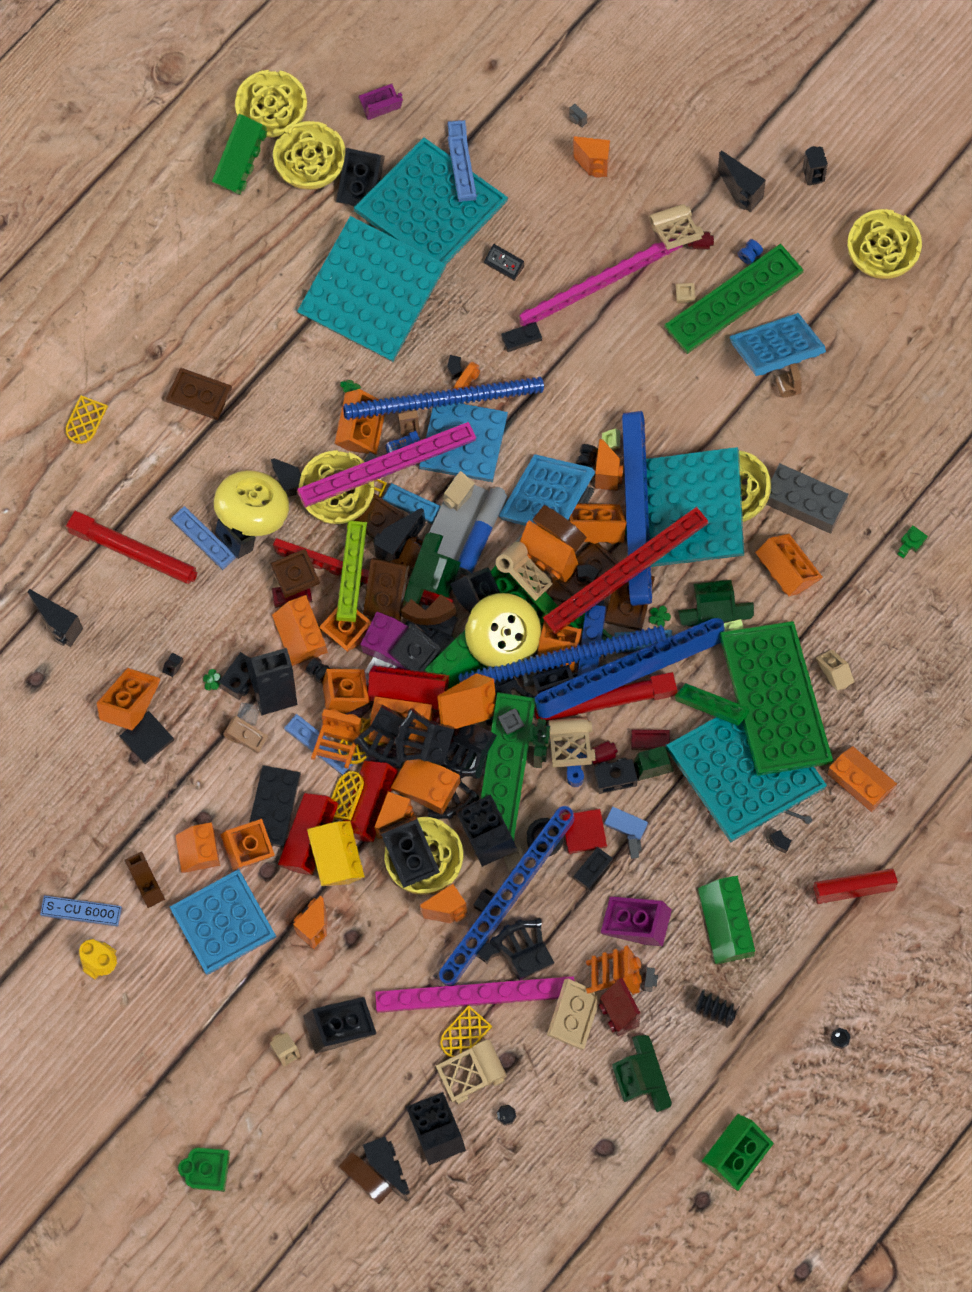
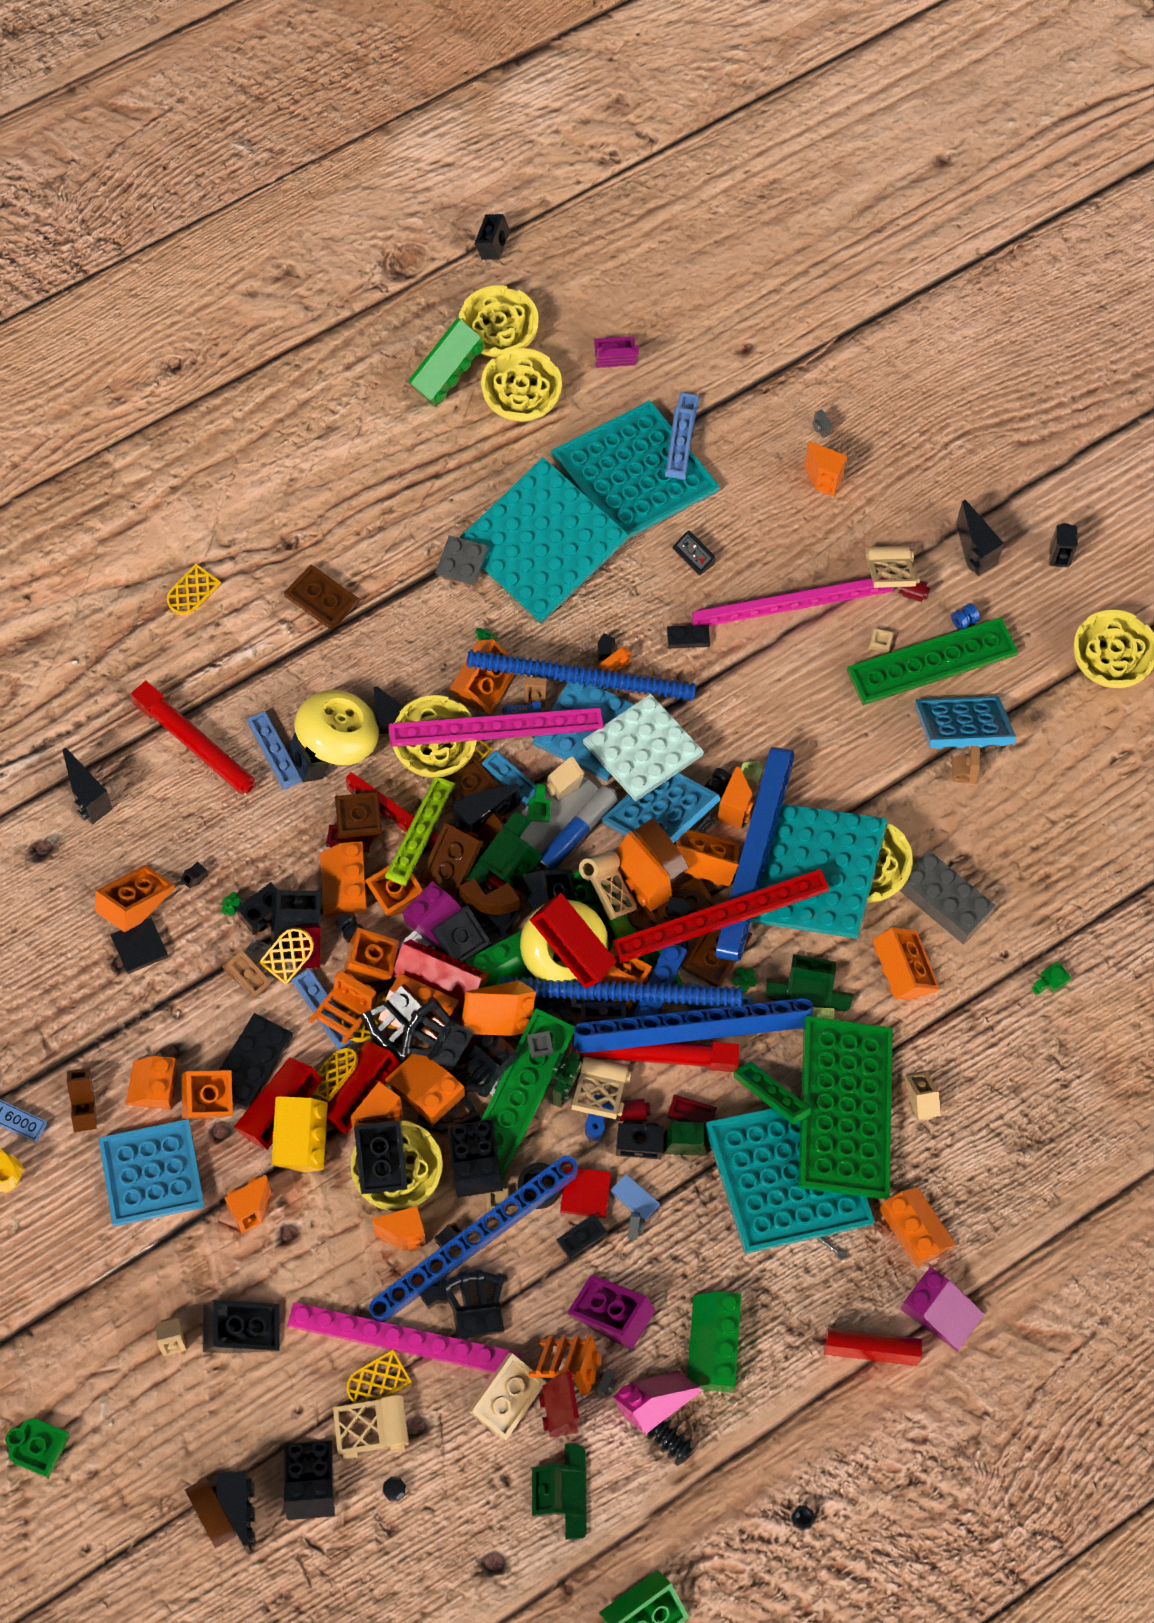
camera: 10 degrees right, 5 degrees down
(240, 27) = (492, 236): none -> black brick
(266, 725) = (275, 972): none -> yellow window
(290, 696) = (314, 960): none -> dark red tile
(308, 327) = (462, 560): none -> dark grey plate
(359, 175) = (567, 419): black slope -> none
(443, 522) = (539, 807): none -> green plate
(512, 627) = (573, 940): none -> red brick
(515, 445) = (643, 747): none -> light aqua plate
(693, 980) = (654, 1399): none -> dark pink slope
(780, 842) = (802, 1270): black piece -> none
(902, 839) = (942, 1309): none -> slope

